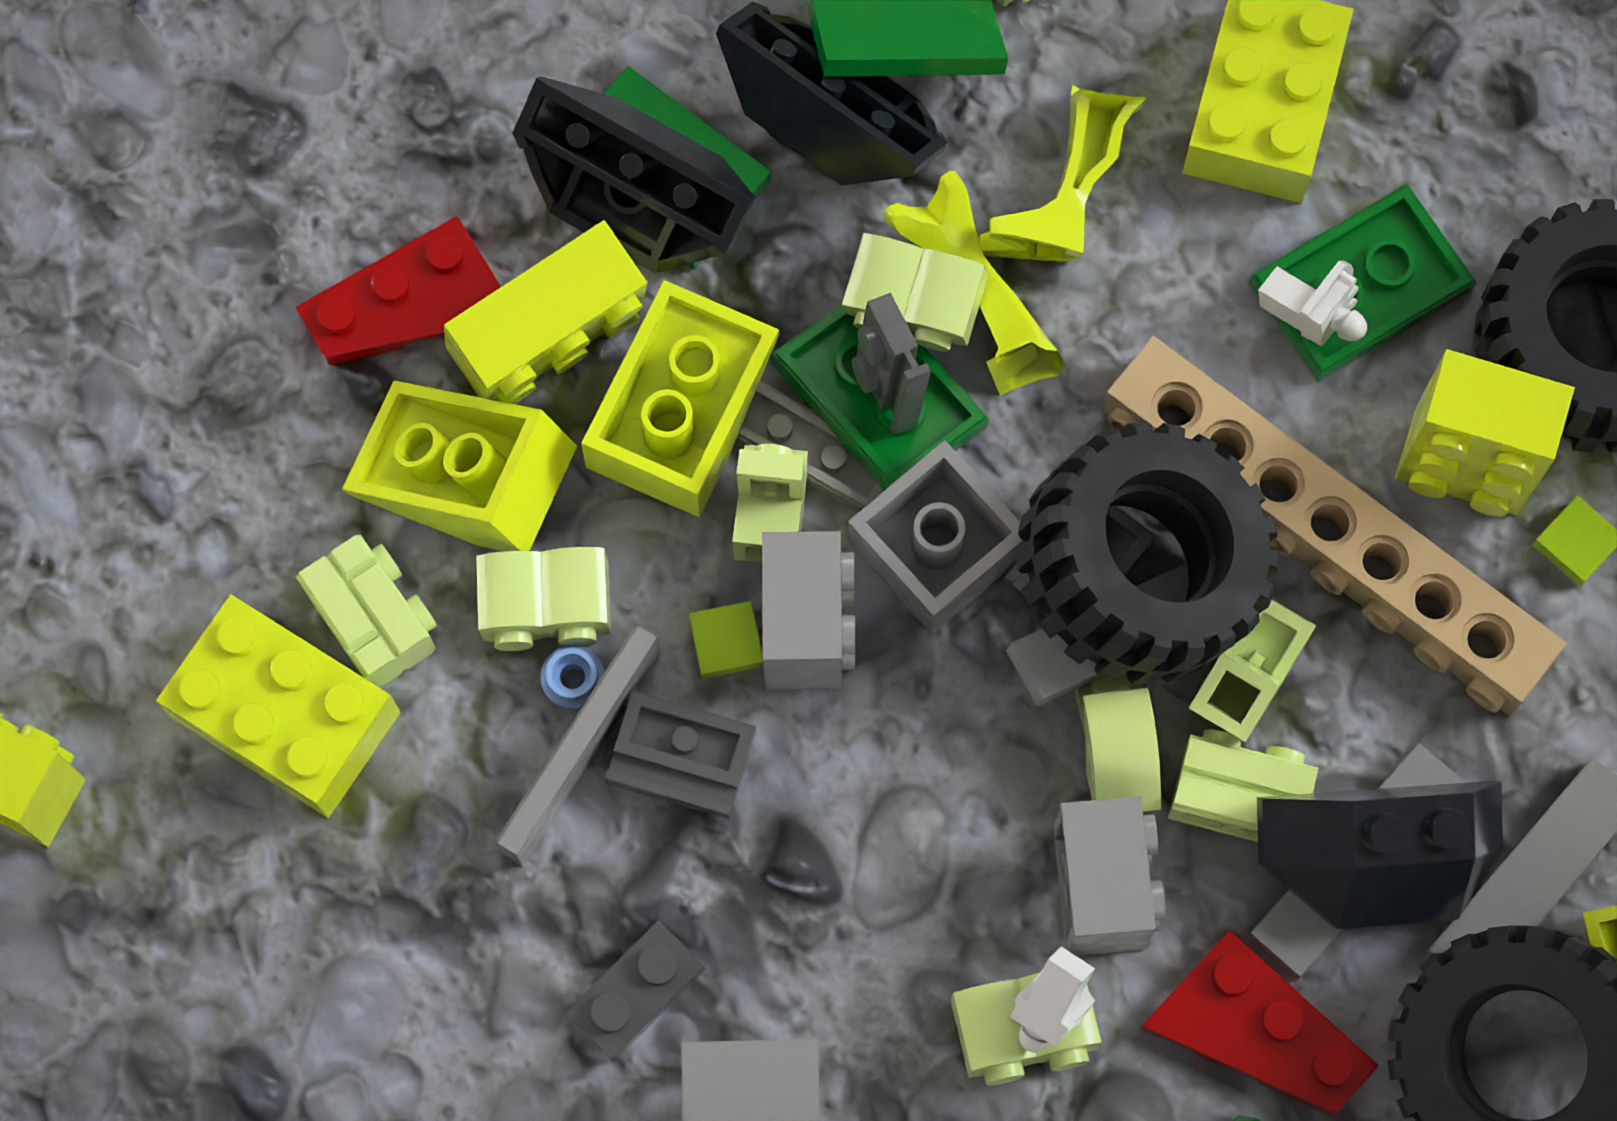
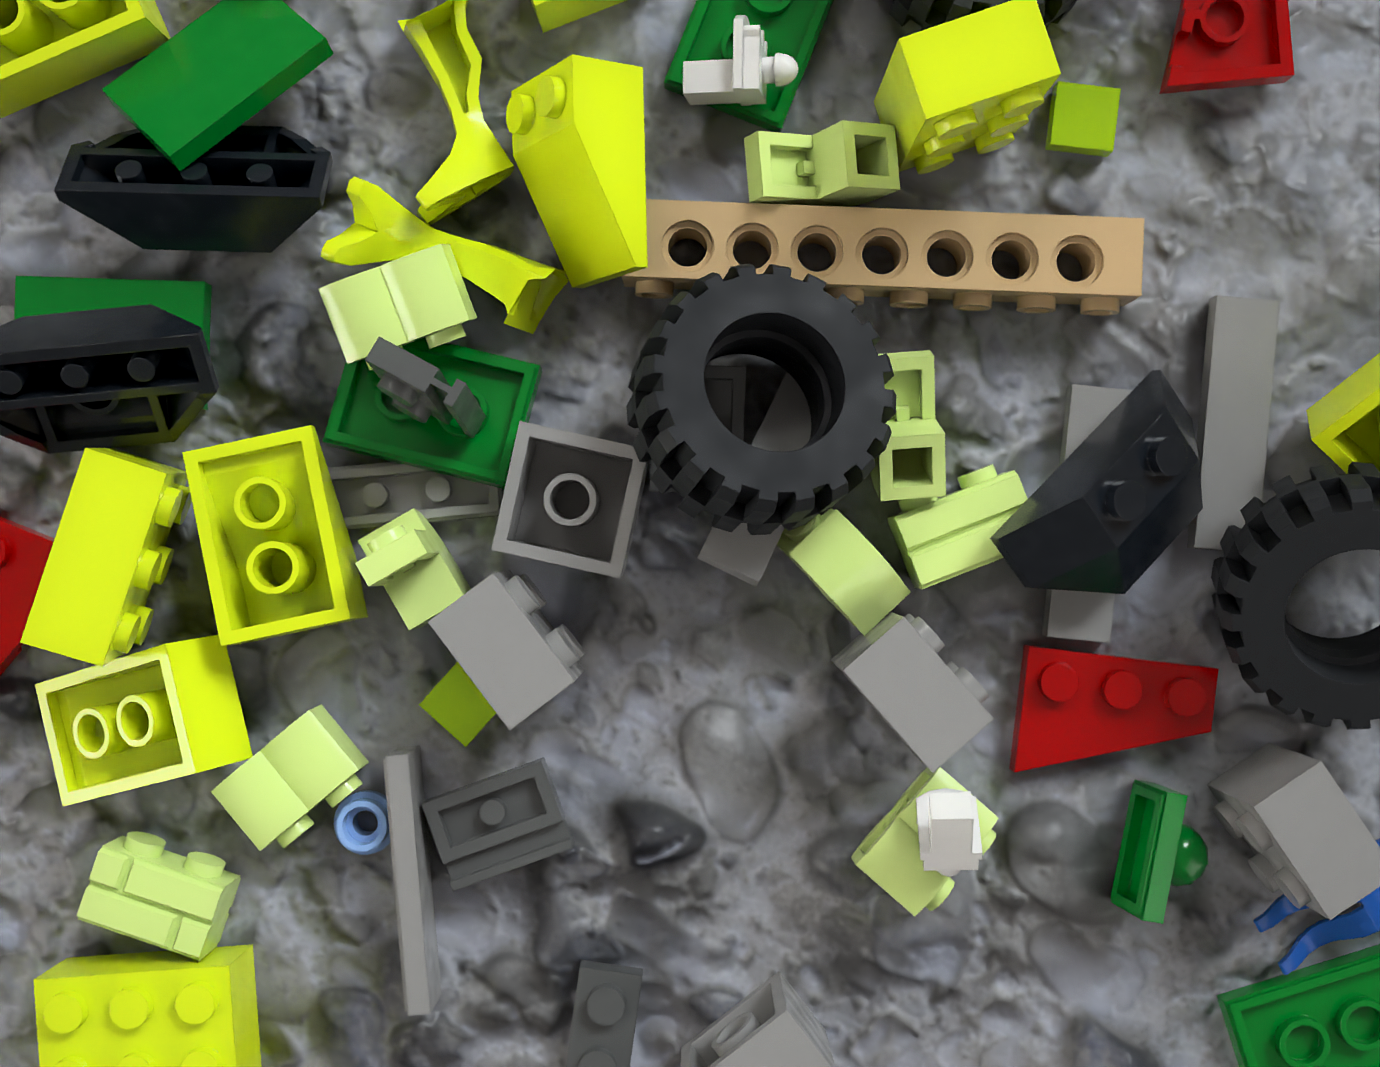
camera: 35 degrees left, 15 degrees up
(1140, 287) = (584, 163): none -> neon yellow slope
(1342, 429) = (830, 168): none -> yellowish green brick

